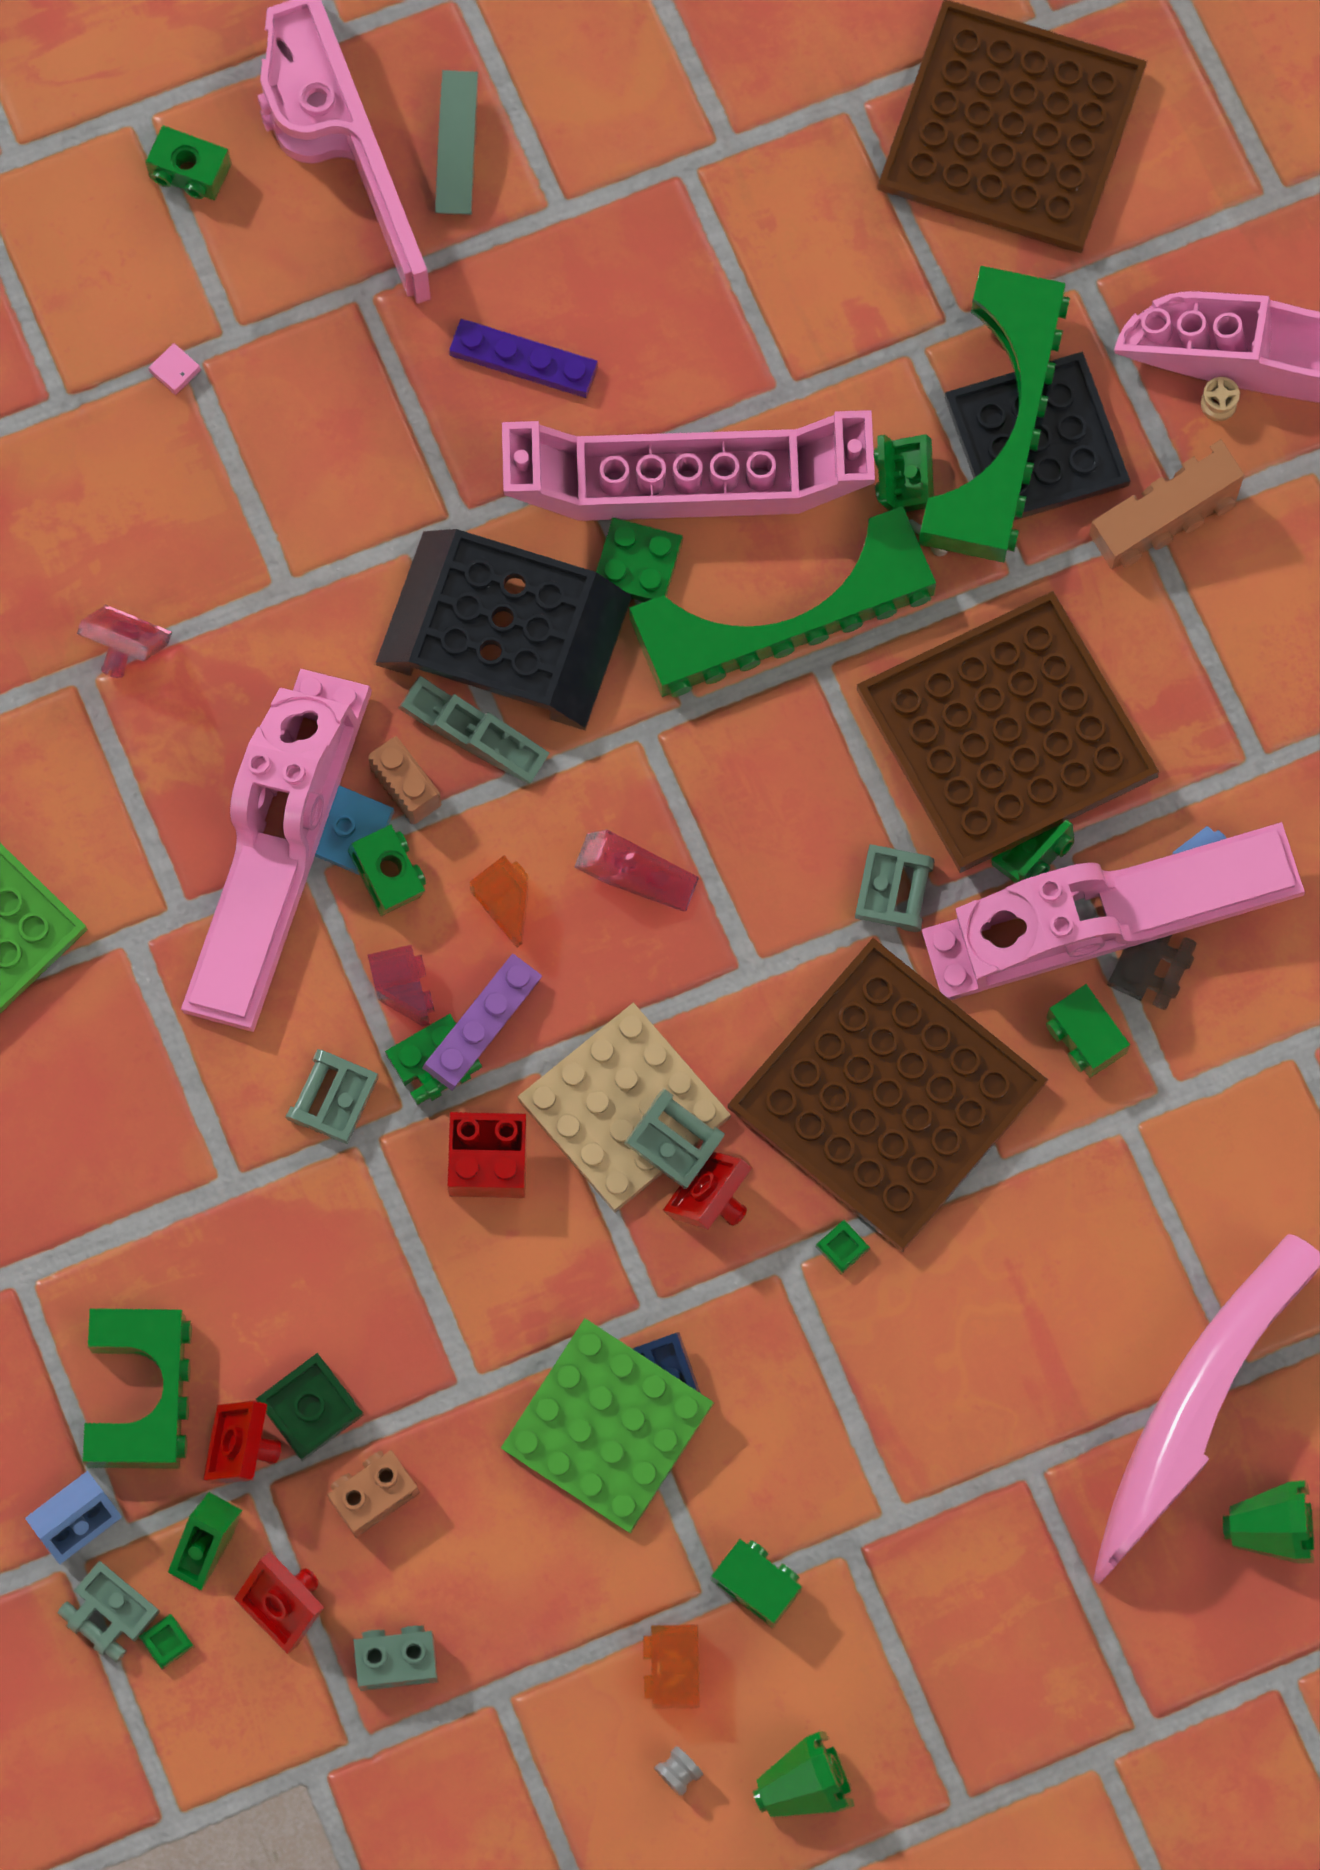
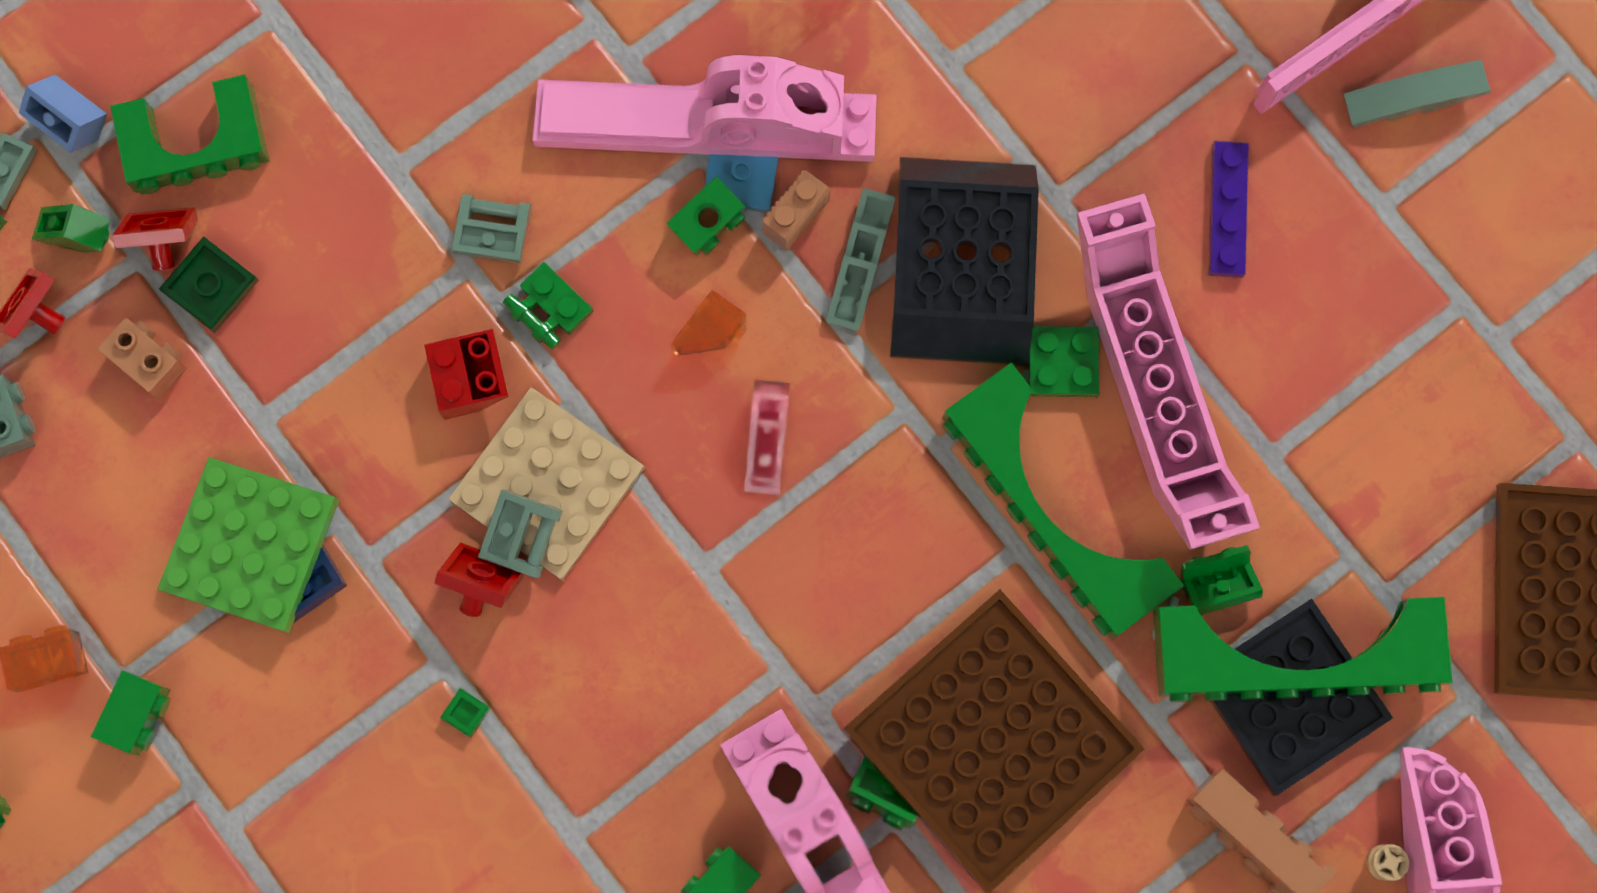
camera: 70 degrees right, 5 degrees up
(398, 983) = (608, 256): clear pink slope -> none
(482, 1022) = (589, 337): medium lavender plate -> none
(882, 883) = (811, 661): sand green plate -> none
(887, 1094) = (616, 717): reddish brown plate -> none

